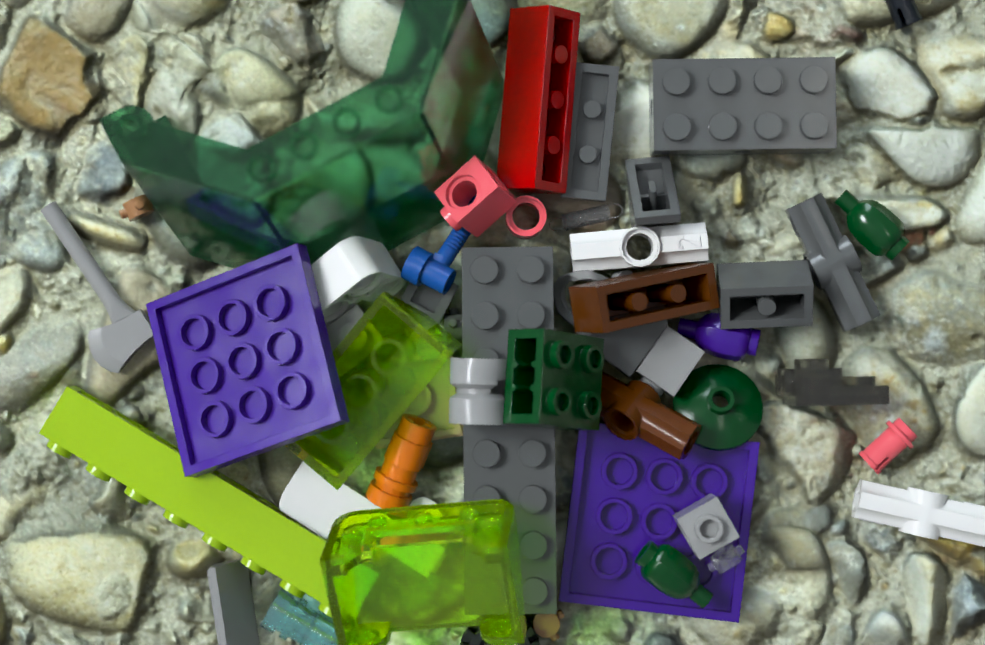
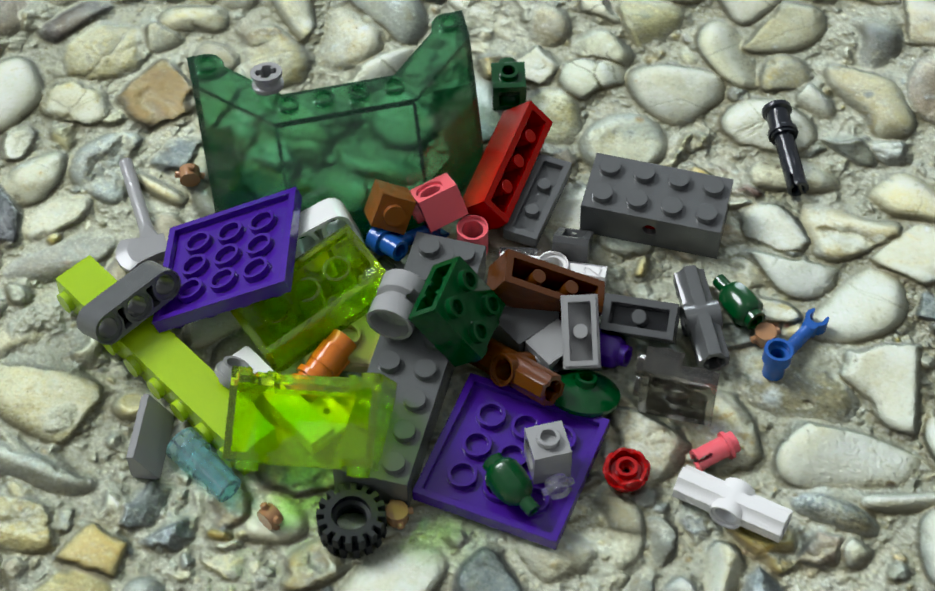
camera: 15 degrees right, 35 degrees down
(148, 463) = (146, 288): none -> dark grey beam
(207, 135) = (267, 78): none -> light grey bush
(306, 517) = (224, 369): none -> light grey plate
(419, 227) = (389, 206): none -> dark orange brick
(703, 349) = (580, 332): none -> light grey slope
(807, 500) = (629, 460): none -> red plate
(912, 260) = (763, 333): none -> medium nougat piece
(942, 286) = (779, 352): none -> blue brick

